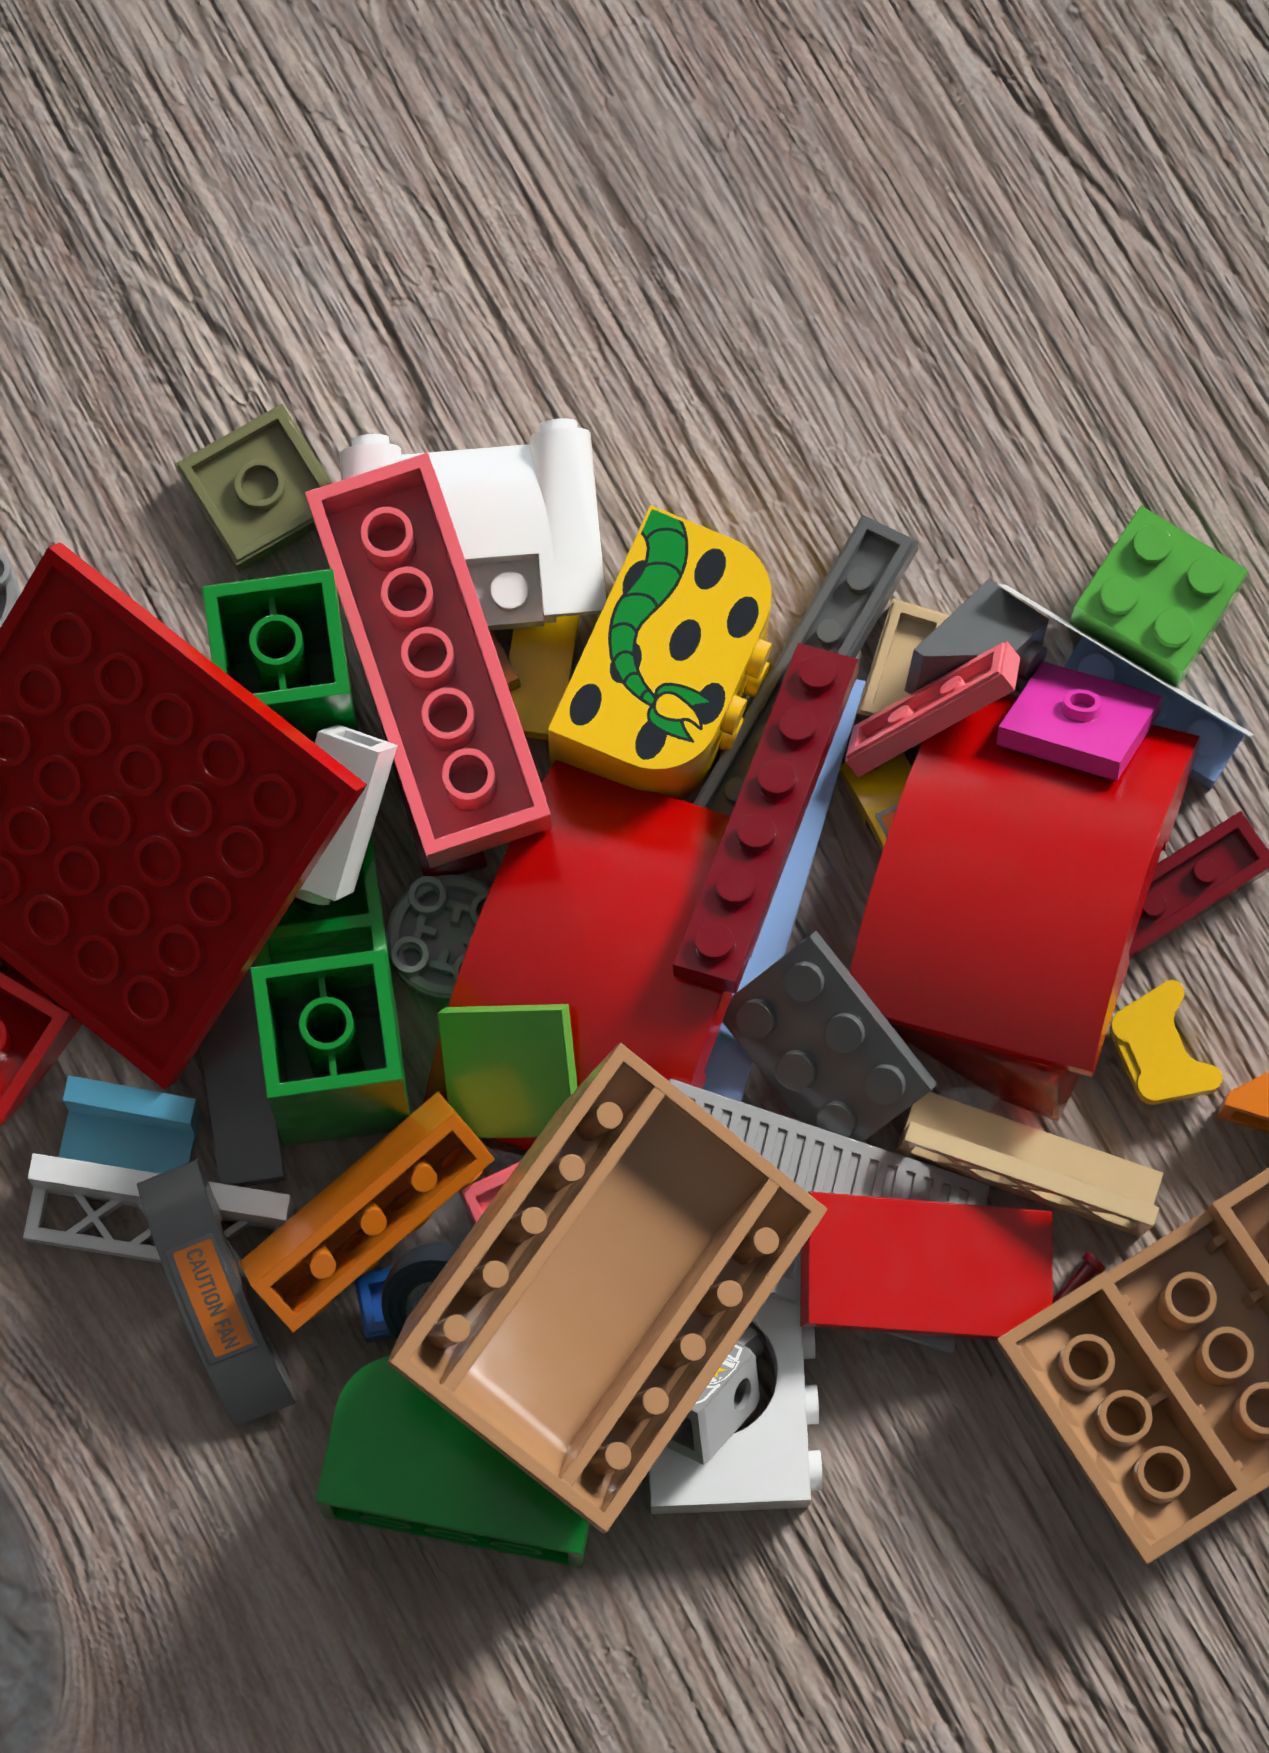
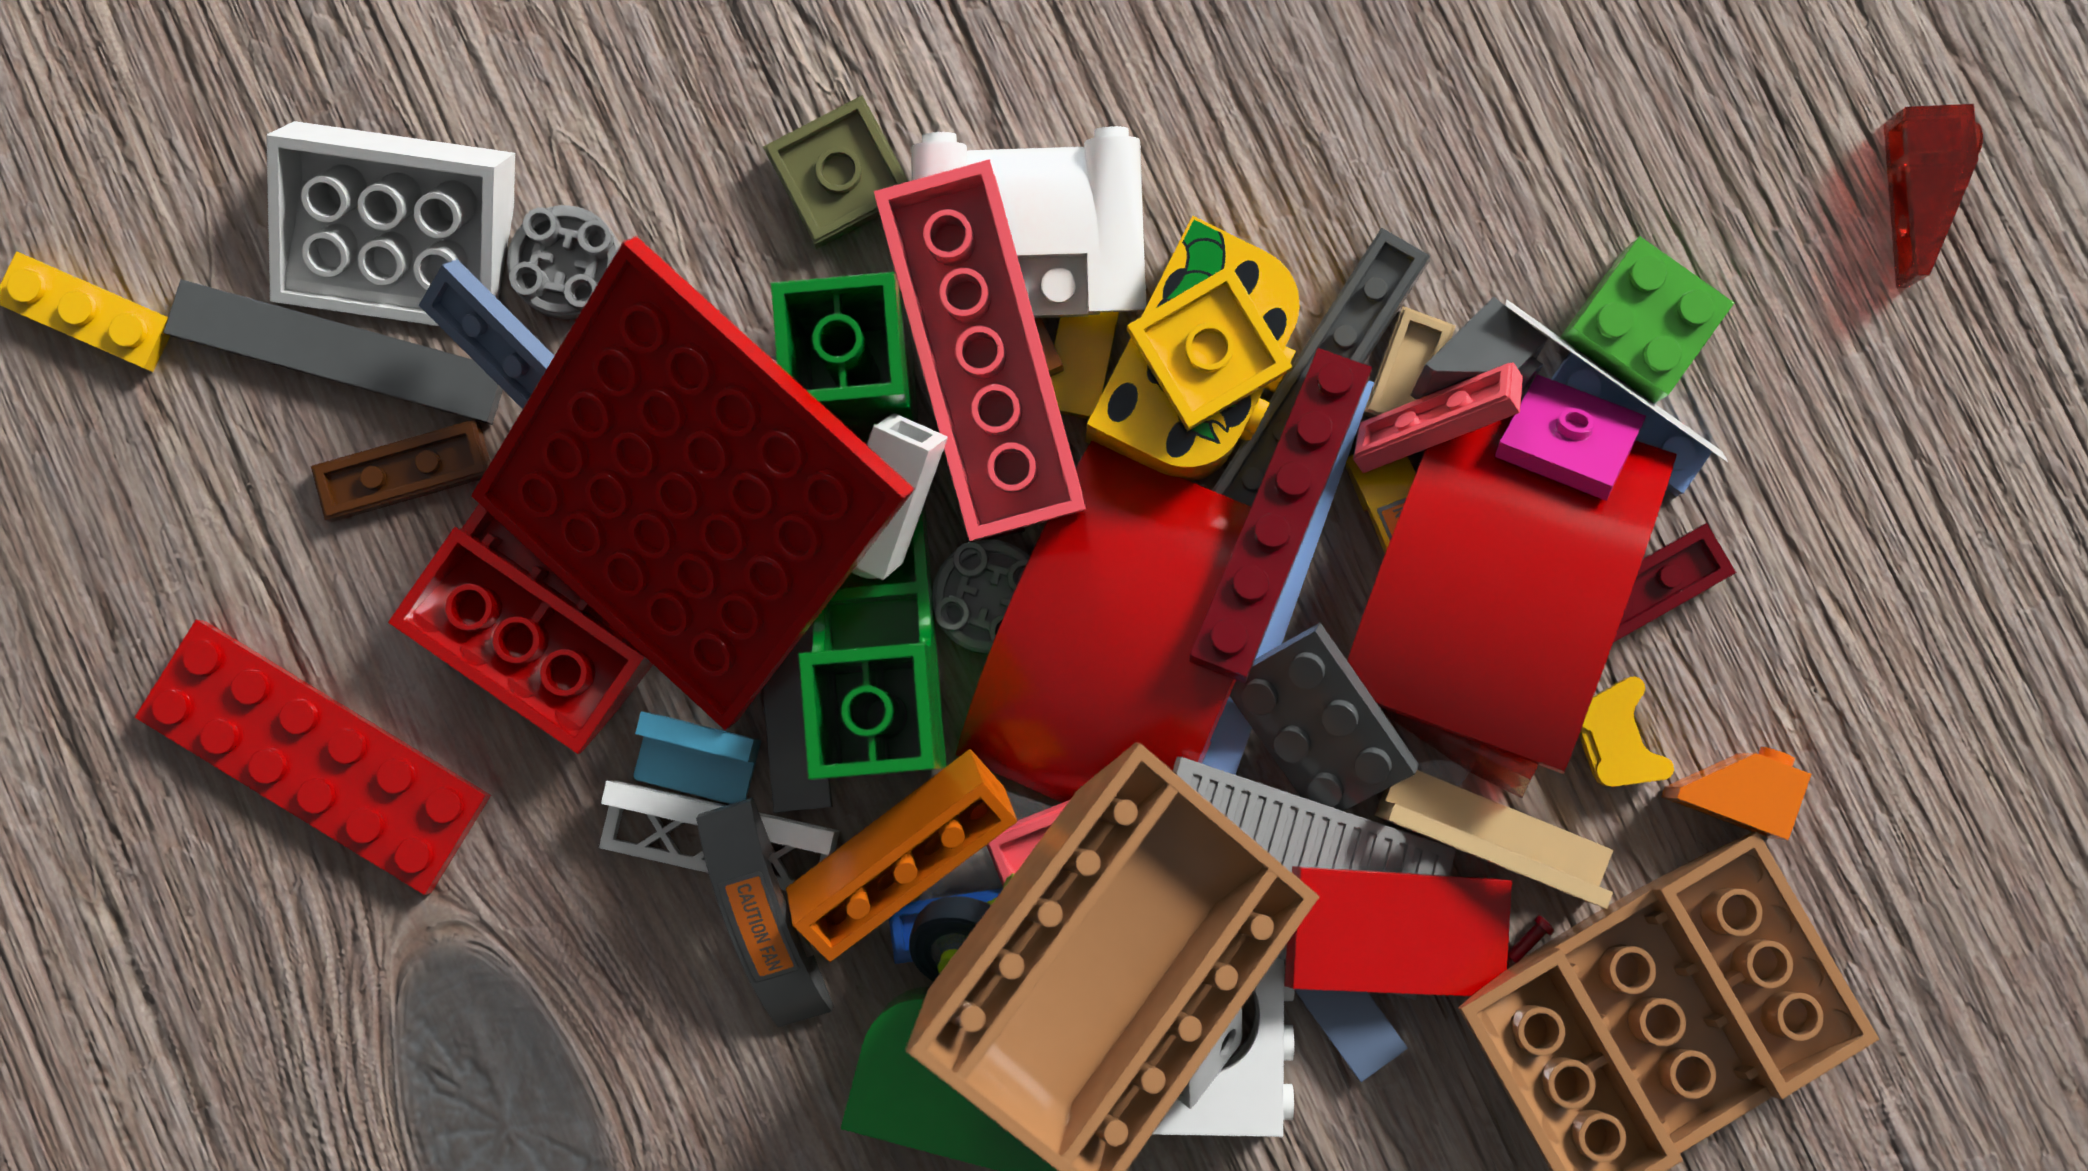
camera: 10 degrees right, 10 degrees up
(507, 1066) = (1036, 731): bright green tile -> none
(675, 639) = (1209, 348): none -> yellow plate
(882, 1381) = (1354, 1028): none -> sand blue tile

